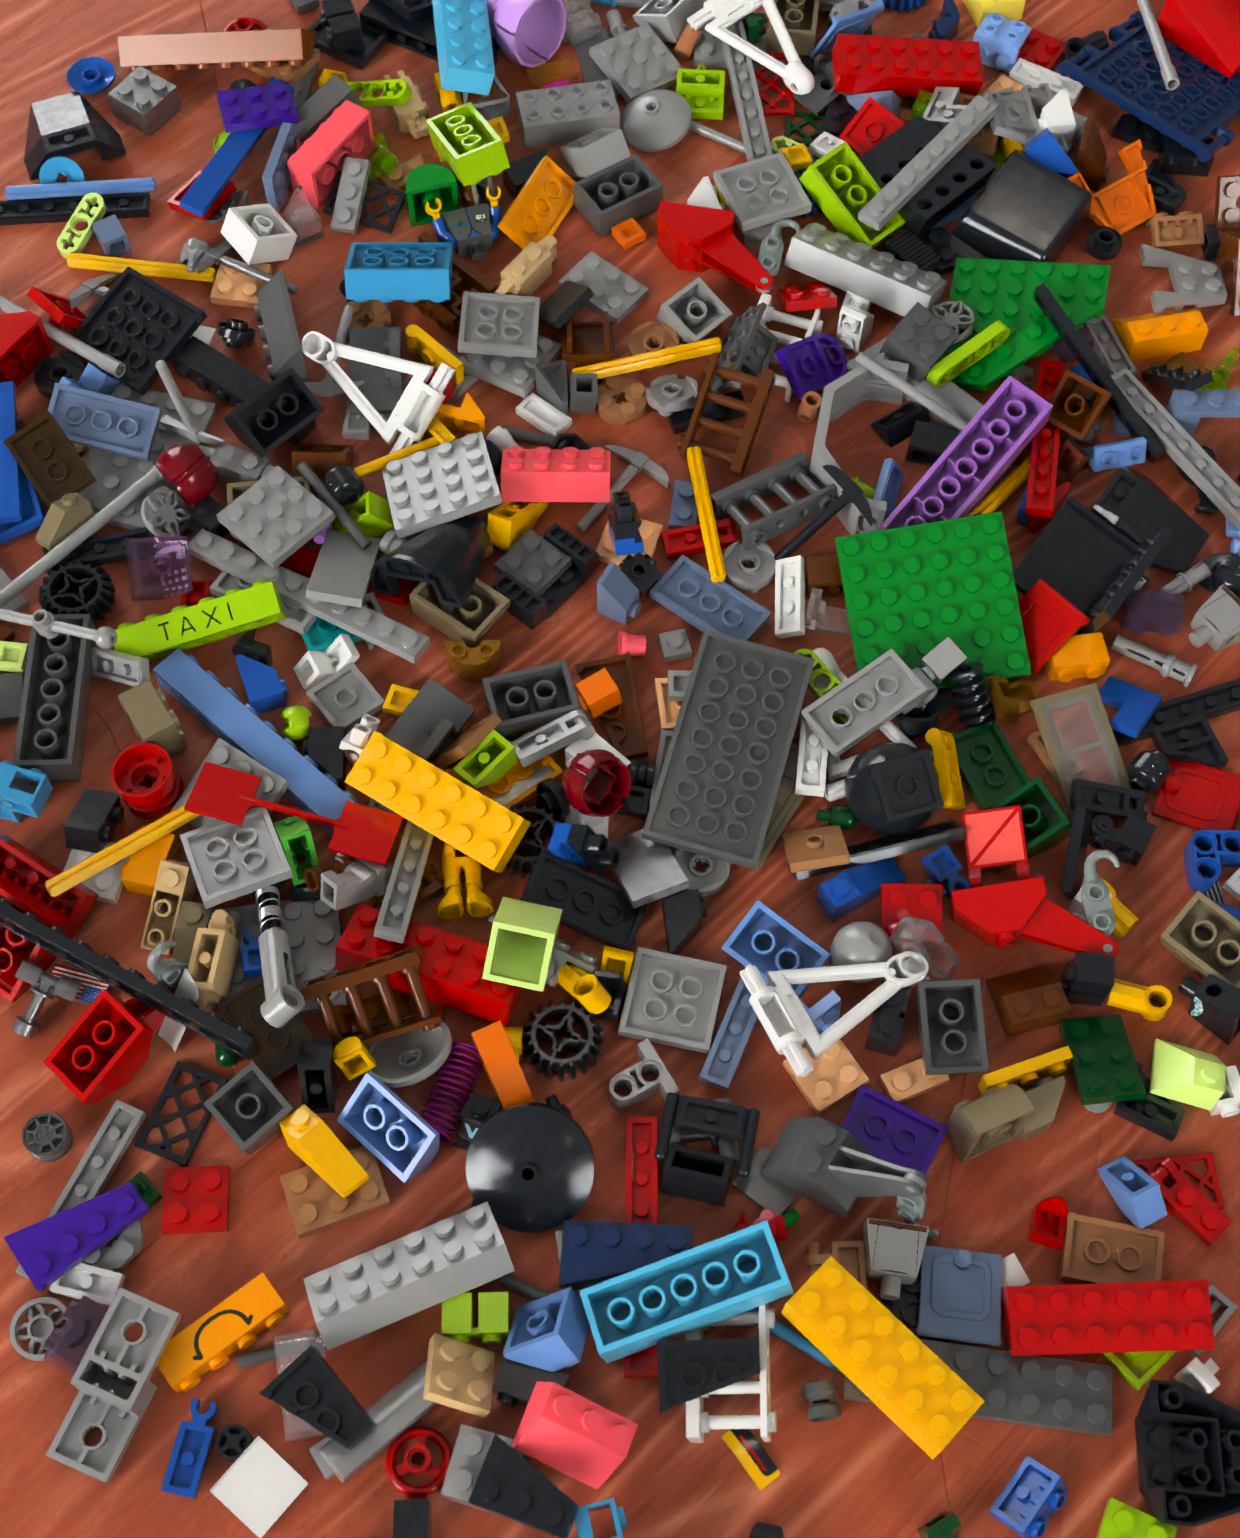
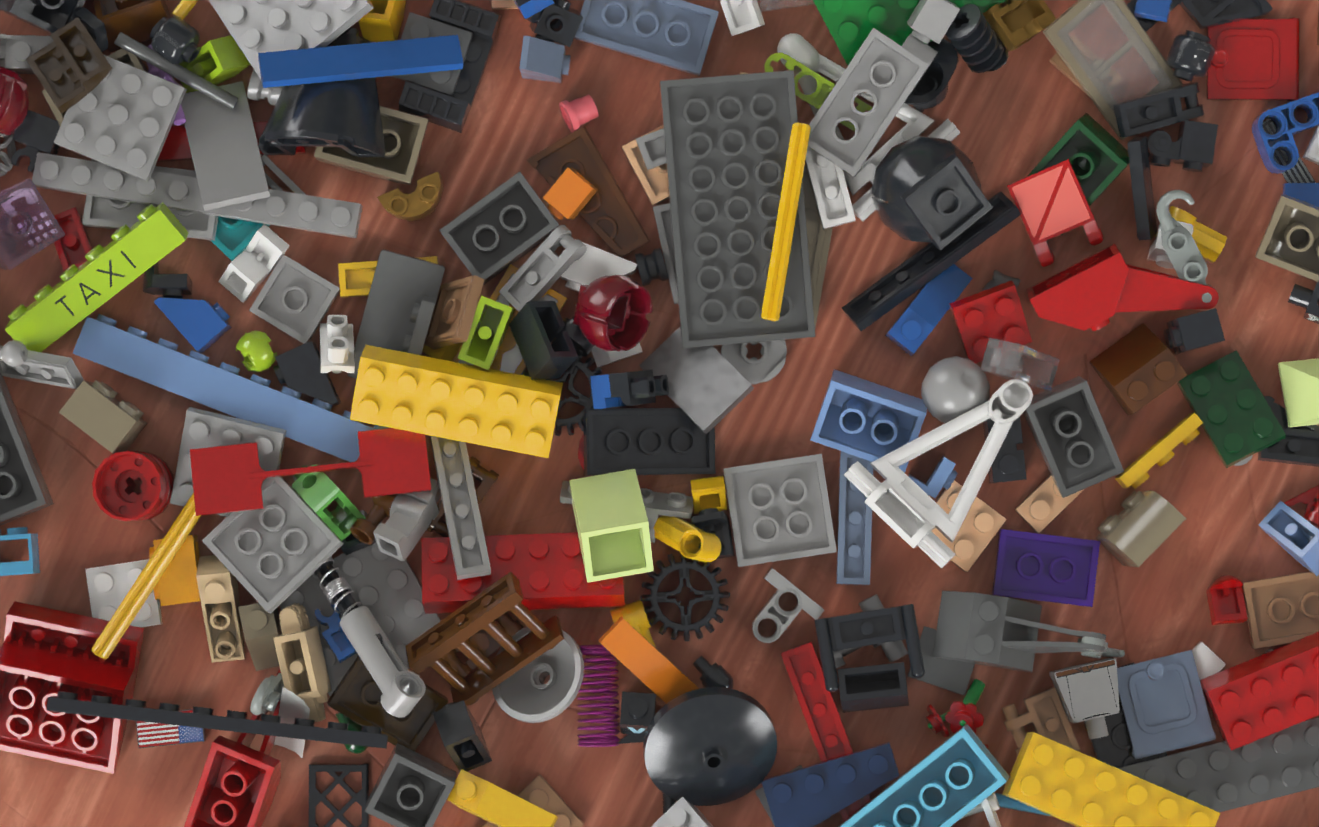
camera: 20 degrees left, 25 degrees up
(44, 986) = (142, 752): flat silver bar -> none
(93, 820) = (98, 551): black brick -> none
(256, 468) = (69, 65): none -> dark brown slope
(285, 455) = (94, 26): none -> black tile
(353, 1057) = (489, 706): yellow brick -> none
(390, 1128) = (555, 764): medium blue slope -> none
(451, 906) = (514, 494): yellow piece -> none
(475, 535) = (360, 61): none -> blue tile
(529, 783) = (534, 331): none -> black piece
(637, 802) = (661, 301): black plate -> none
(675, 645) = (626, 90): light grey plate -> none
(682, 918) = (757, 419): black slope -> none
(765, 766) = (785, 221): none -> yellow axle
(815, 848) = (867, 288): medium nougat plate -> none
(838, 816) = (876, 236): dark green cylinder -> none
(943, 866) = (1007, 253): blue plate -> none
(947, 767) = (975, 137): yellow plate -> none
(988, 764) = (1017, 112): dark green plate -> none
(1045, 1100) = (1184, 482): dark tan slope -> none
(1136, 999) = (1247, 326): yellow piece -> none

